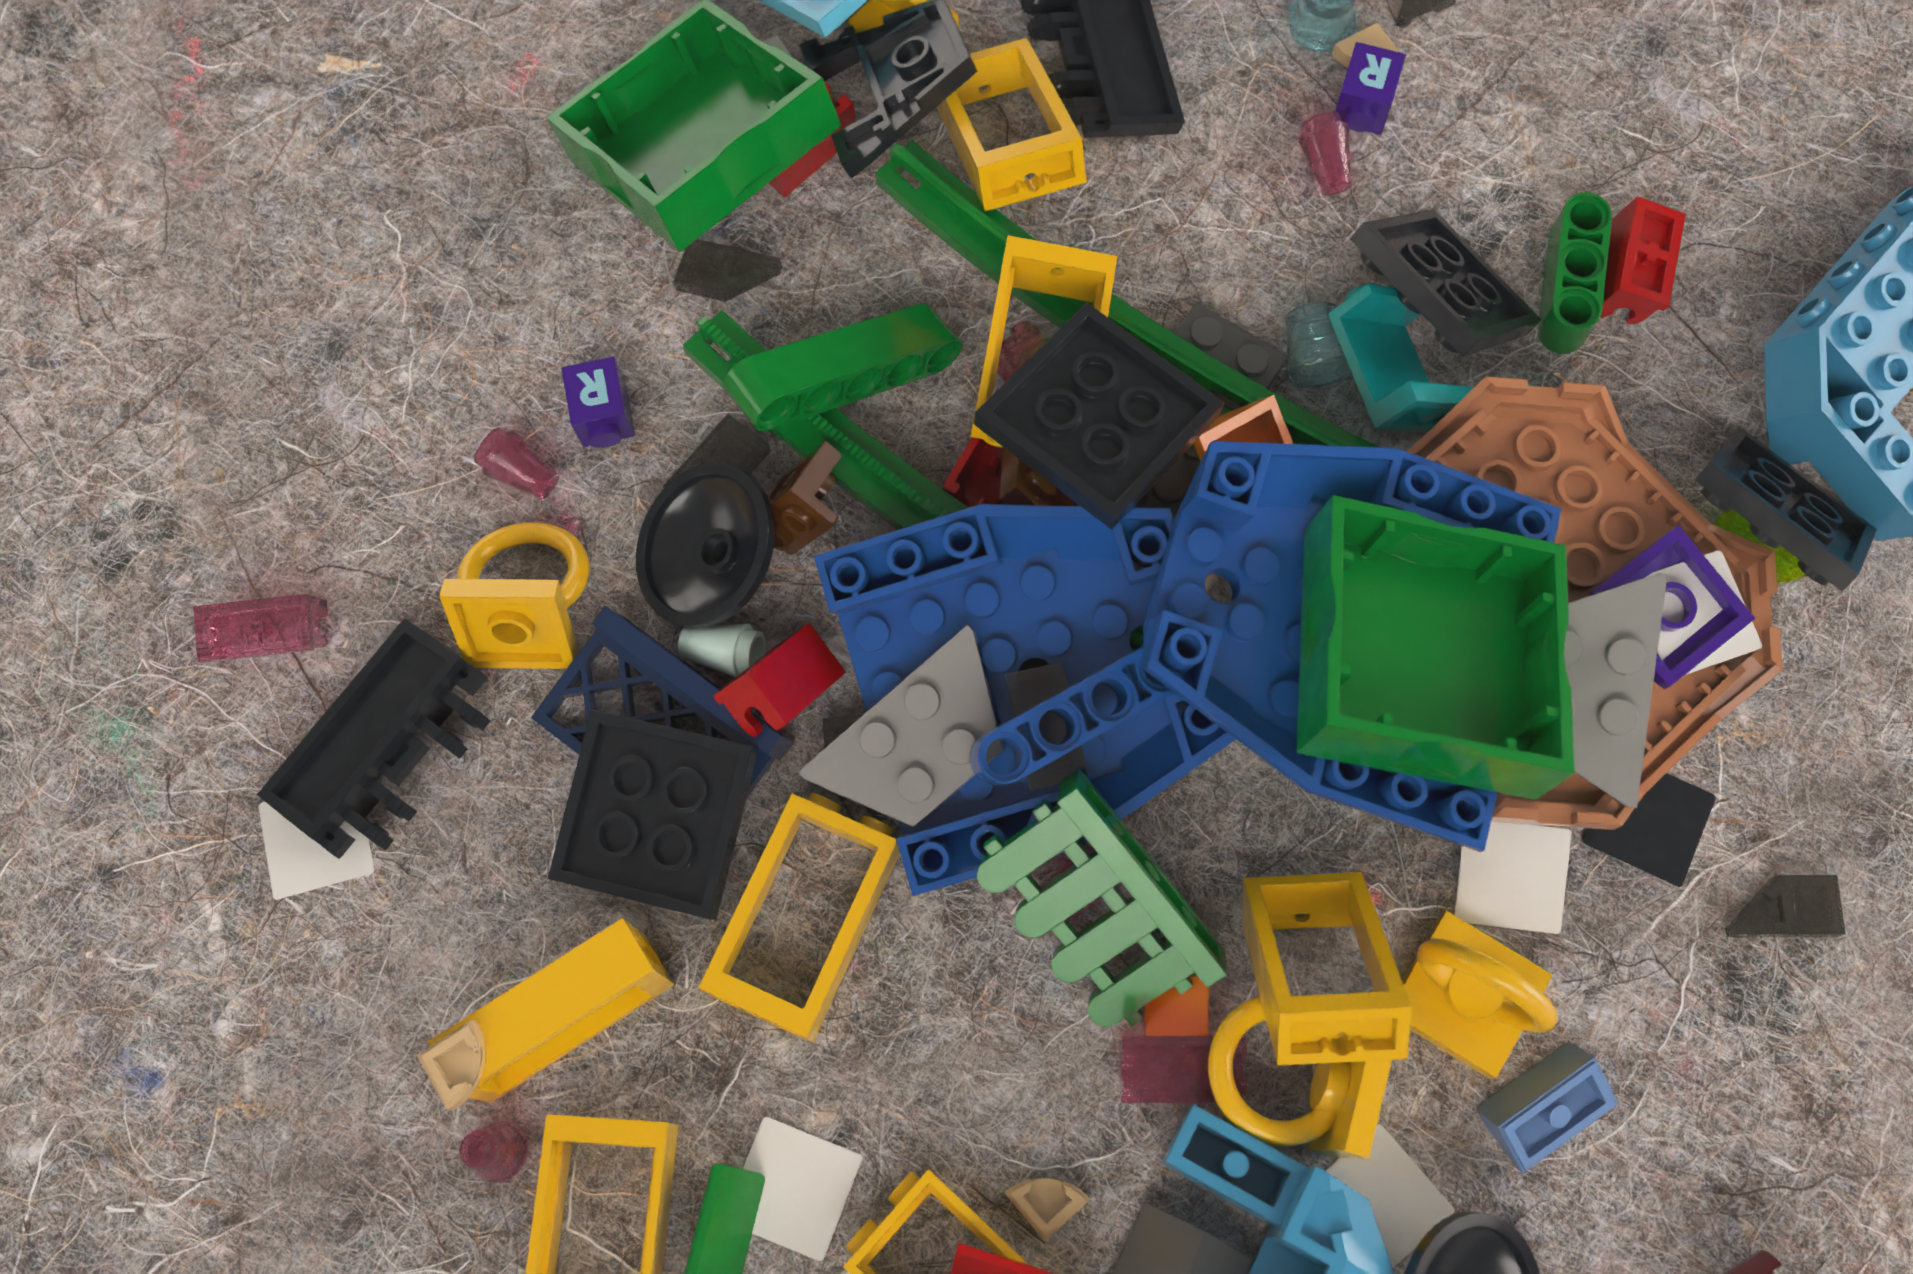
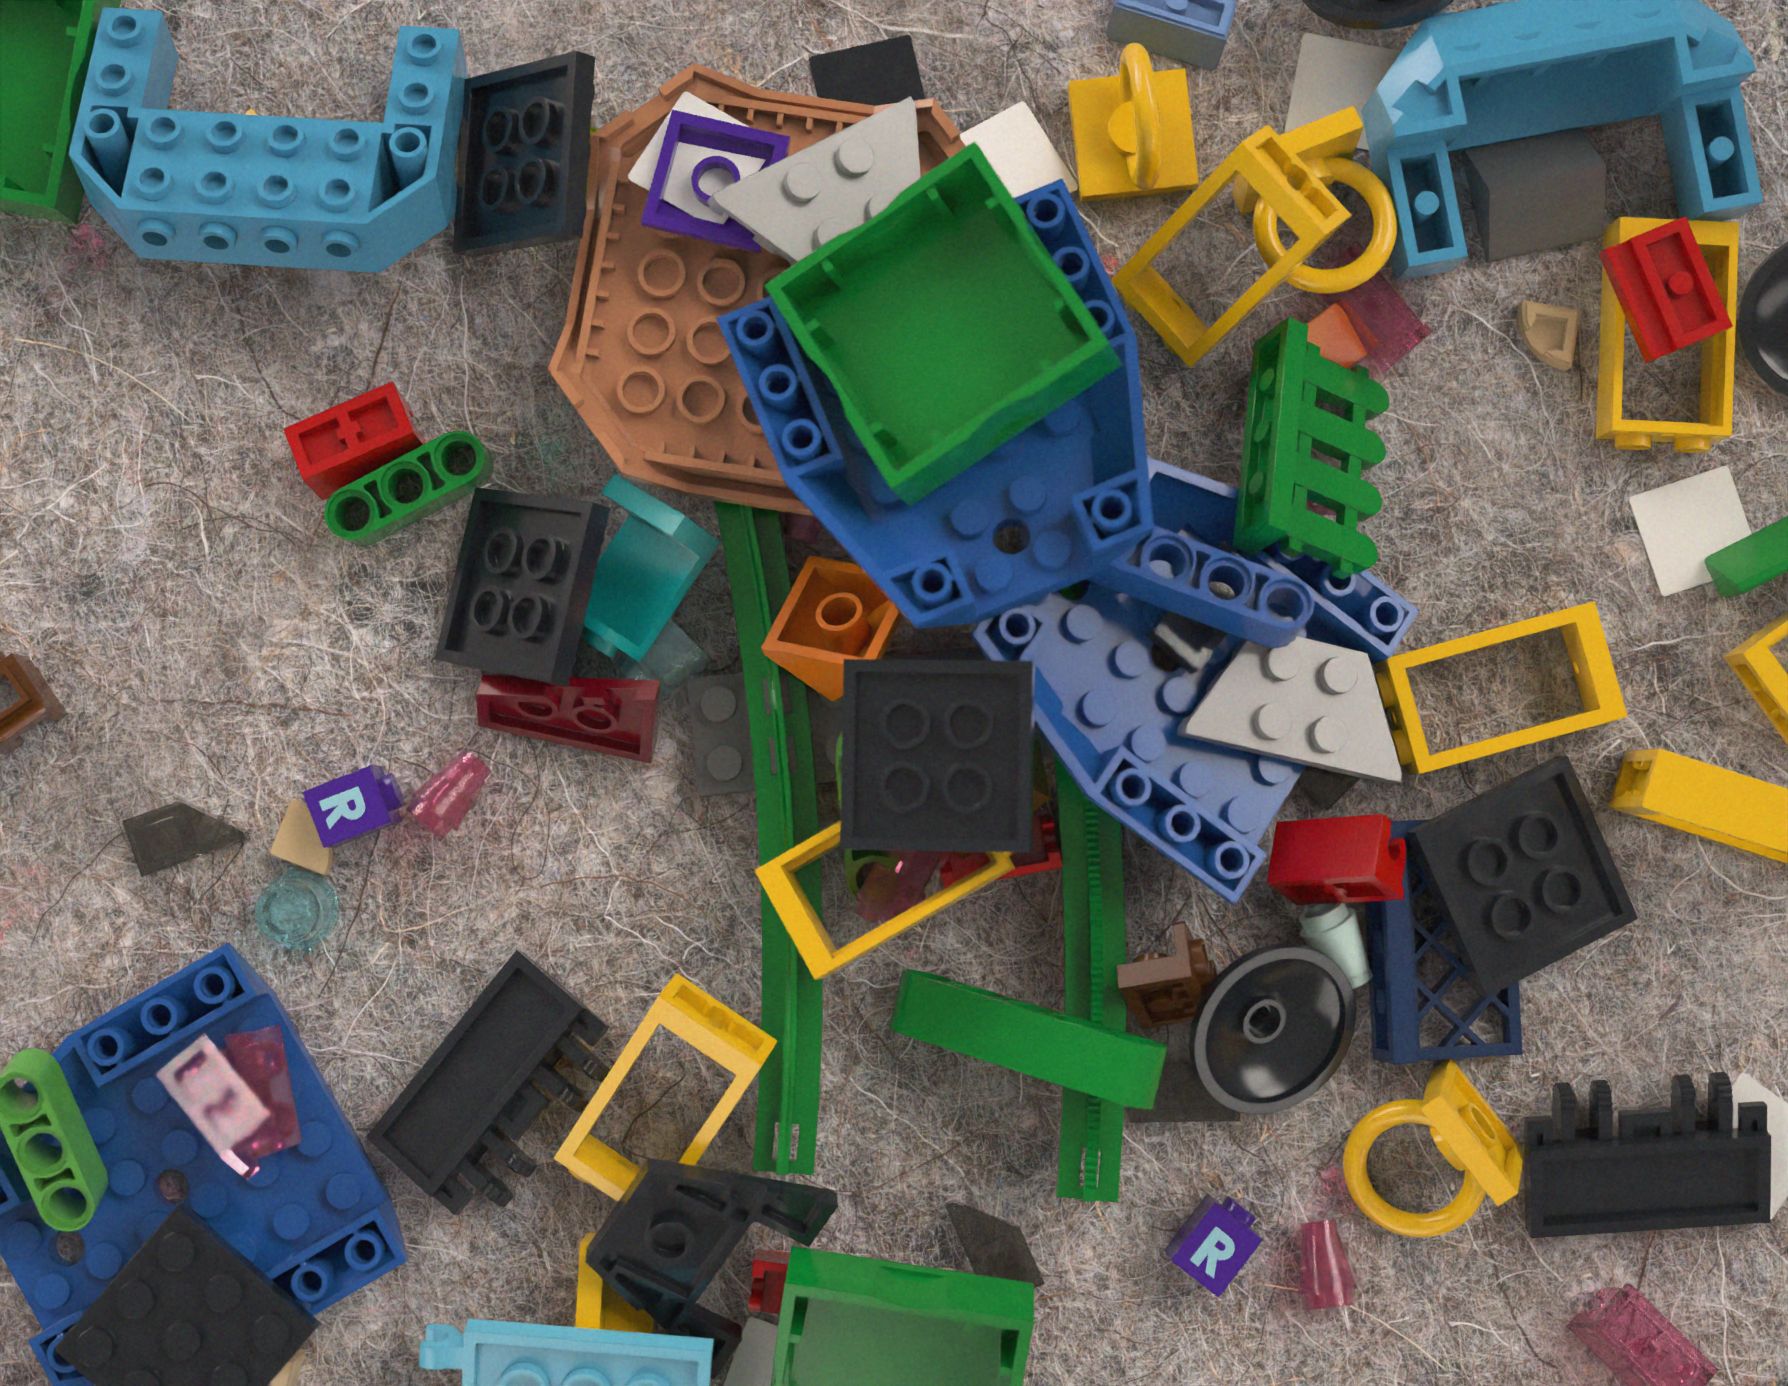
camera: 135 degrees left, 15 degrees up
(1316, 266) = (589, 714): none -> dark red wing

